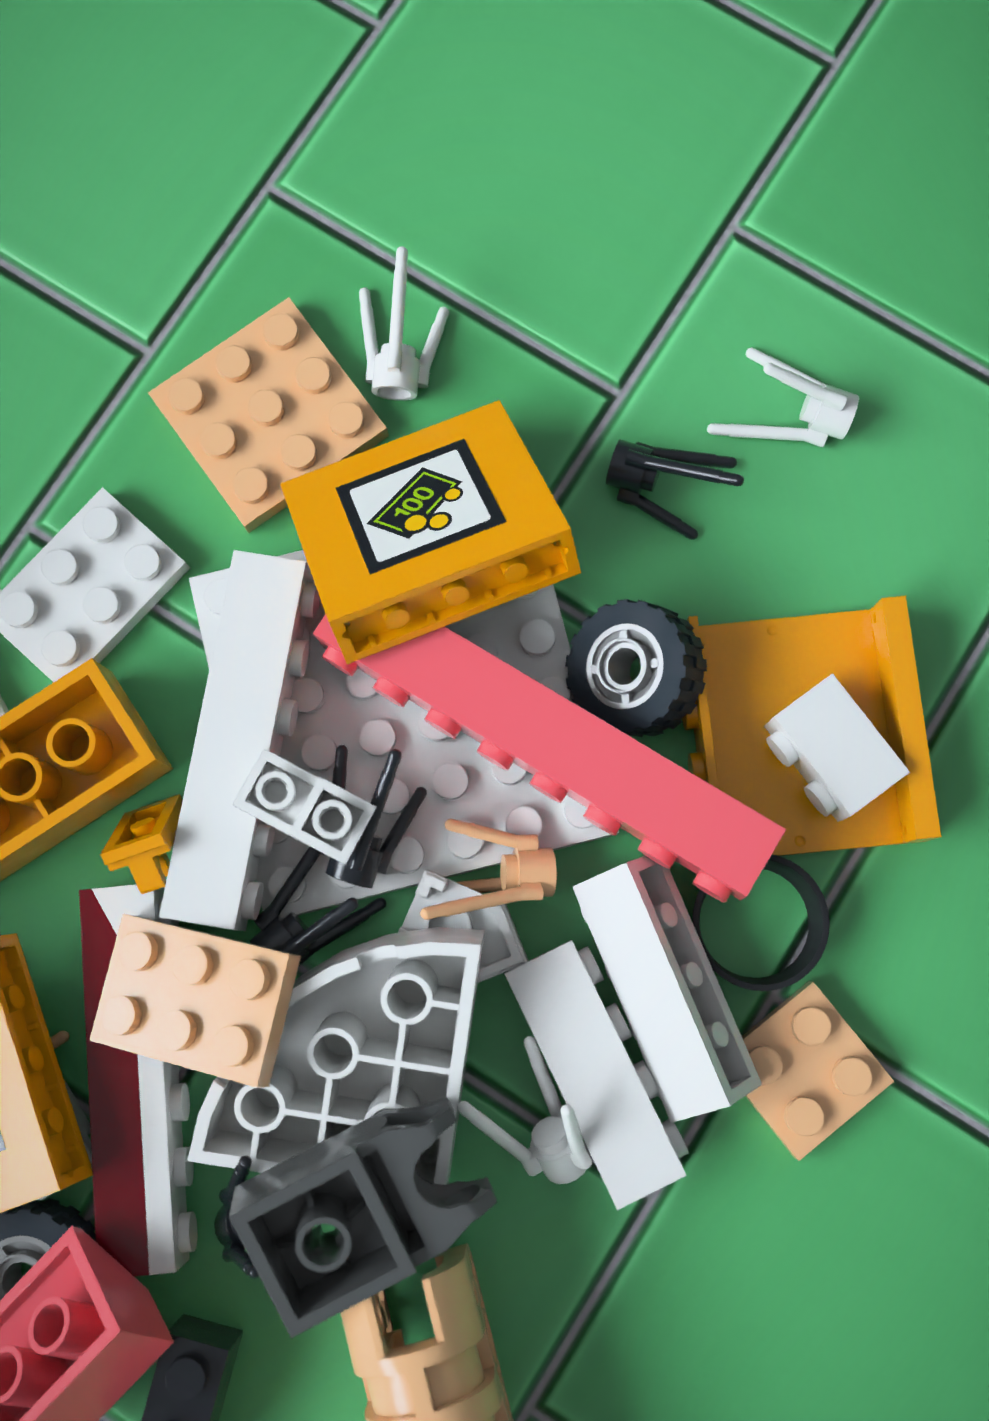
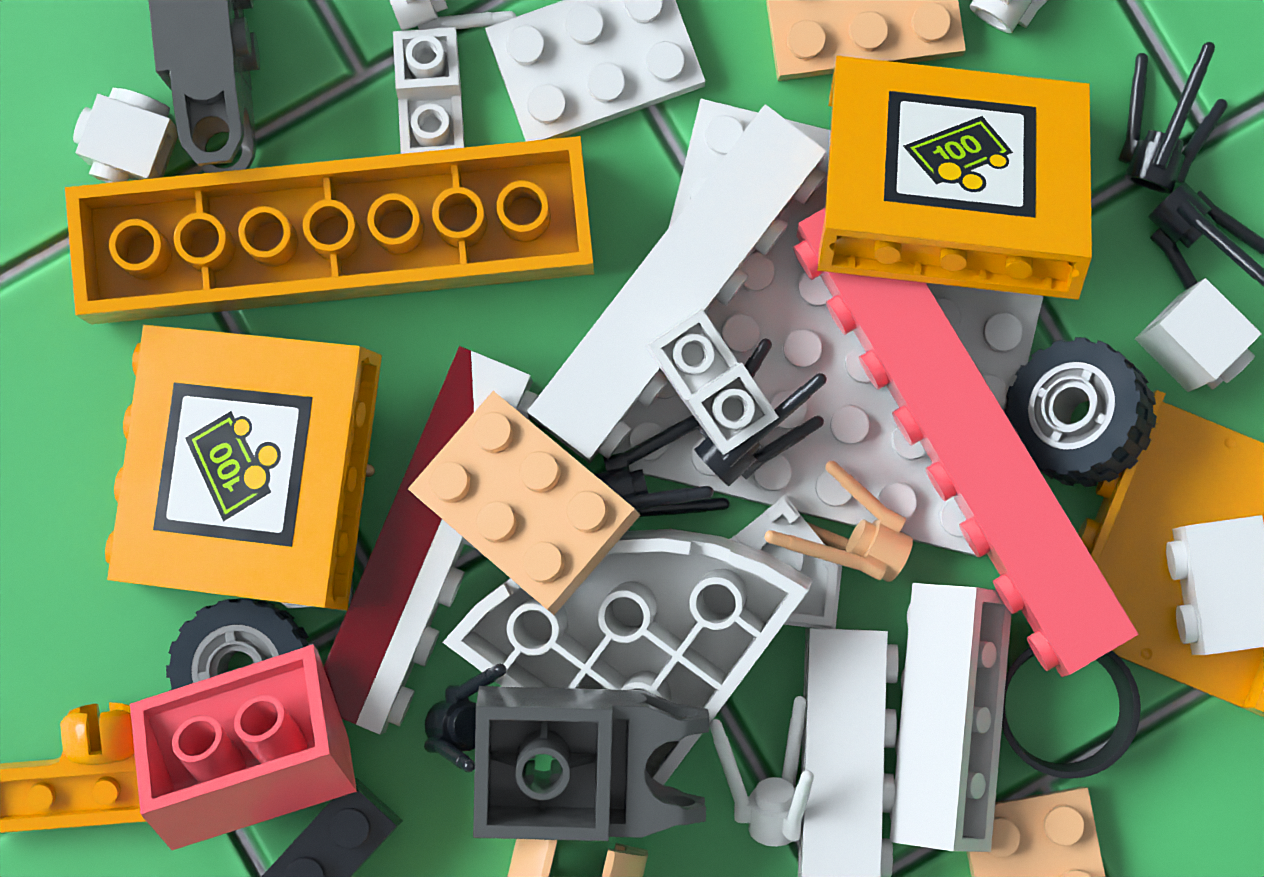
camera: 20 degrees right, 5 degrees up
(142, 843) = (544, 329): light orange plate -> none
(589, 434) = (1158, 159): none -> black plant
(702, 554) = (1200, 338): none -> white brick

